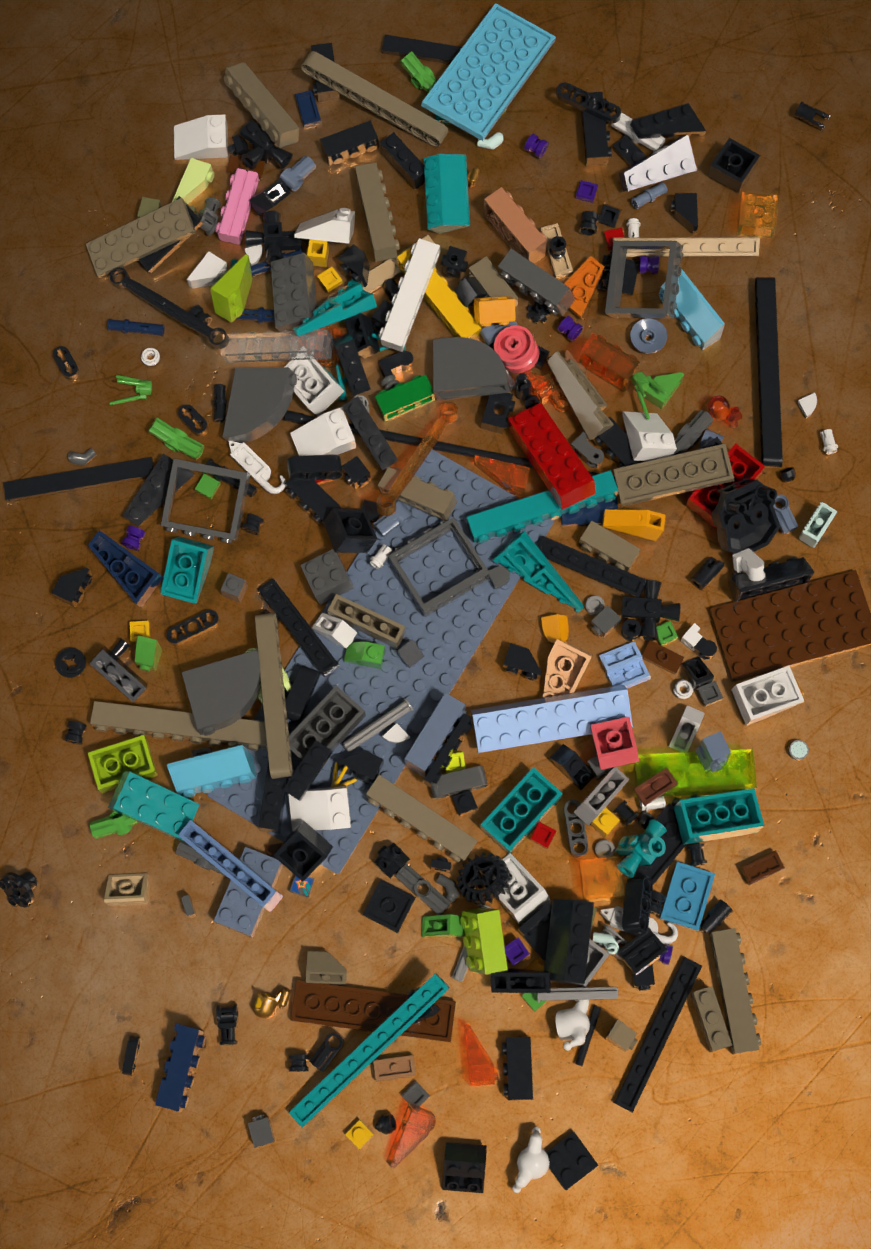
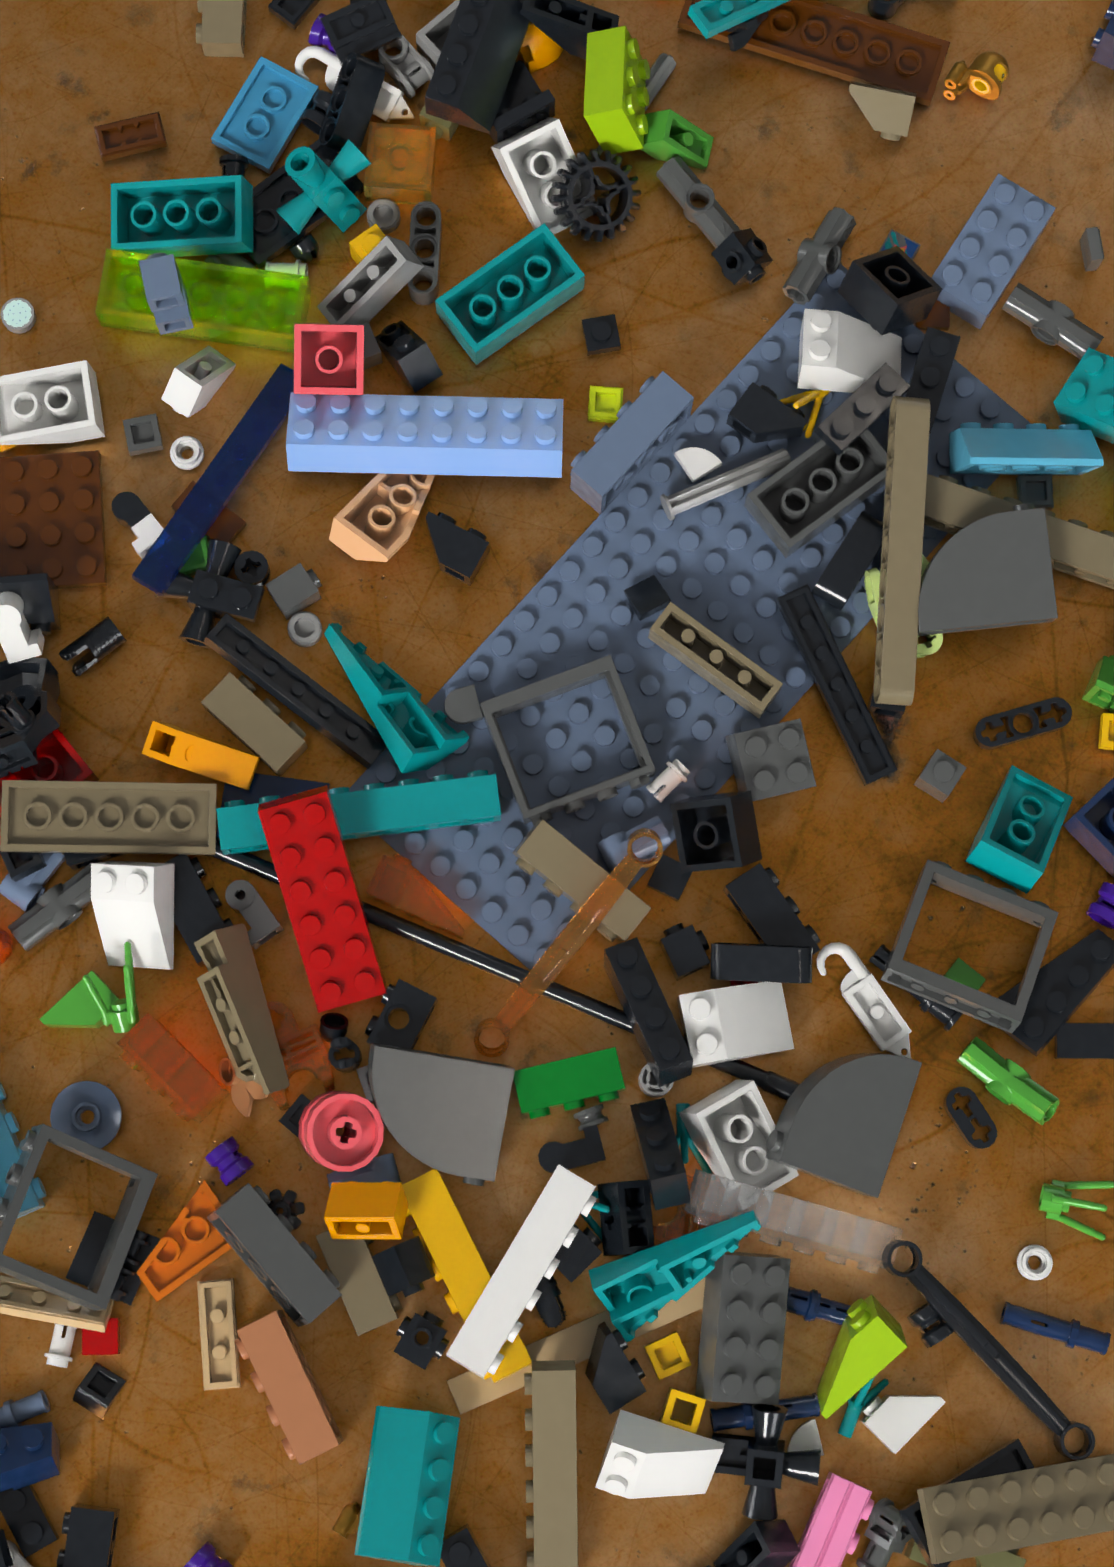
camera: 175 degrees left, 5 degrees up
(219, 403) = (916, 1141): black pin -> none
(227, 1023) = (1052, 58): black connector -> none
(230, 866) = (1018, 274): medium blue brick -> none
(253, 524) = (888, 890): black wheel -> none
(334, 630) = (777, 657): white slope -> none
(347, 870) = (819, 256): none -> dark grey piece
(365, 654) = (727, 607): bright green slope -> none
(389, 906) = (759, 189): black plate -> none
(420, 818) = (681, 314): dark tan brick -> none
(441, 864) = (661, 236): black plate -> none
(451, 887) = (651, 203): dark grey arm -> none
(452, 745) = (602, 413): black wing -> none
(459, 782) = (605, 366): dark grey beam -> none
(516, 951) = (565, 77): dark purple tile -> none
(543, 835) = (479, 252): red plate -> none
(555, 627) = (383, 596): light orange brick -> none
(557, 242) = (206, 1334): black bush -> none
(586, 191) = (131, 1450): dark purple tile -> none
(589, 221) = (143, 1384): black wheel -> none
(608, 941) = (412, 56): light aqua arm -> none
(625, 666) = (278, 510): light blue slope -> none
(625, 813) = (333, 262): black bush -> none
(648, 264) = (52, 1262): dark purple wheel -> none
(655, 786) = (276, 274): copper plate -> none
(660, 670) = (217, 484): none -> clear blue tile
(697, 672) = (155, 471): black slope -> none
(716, 916) = (227, 73): black hinge -> none

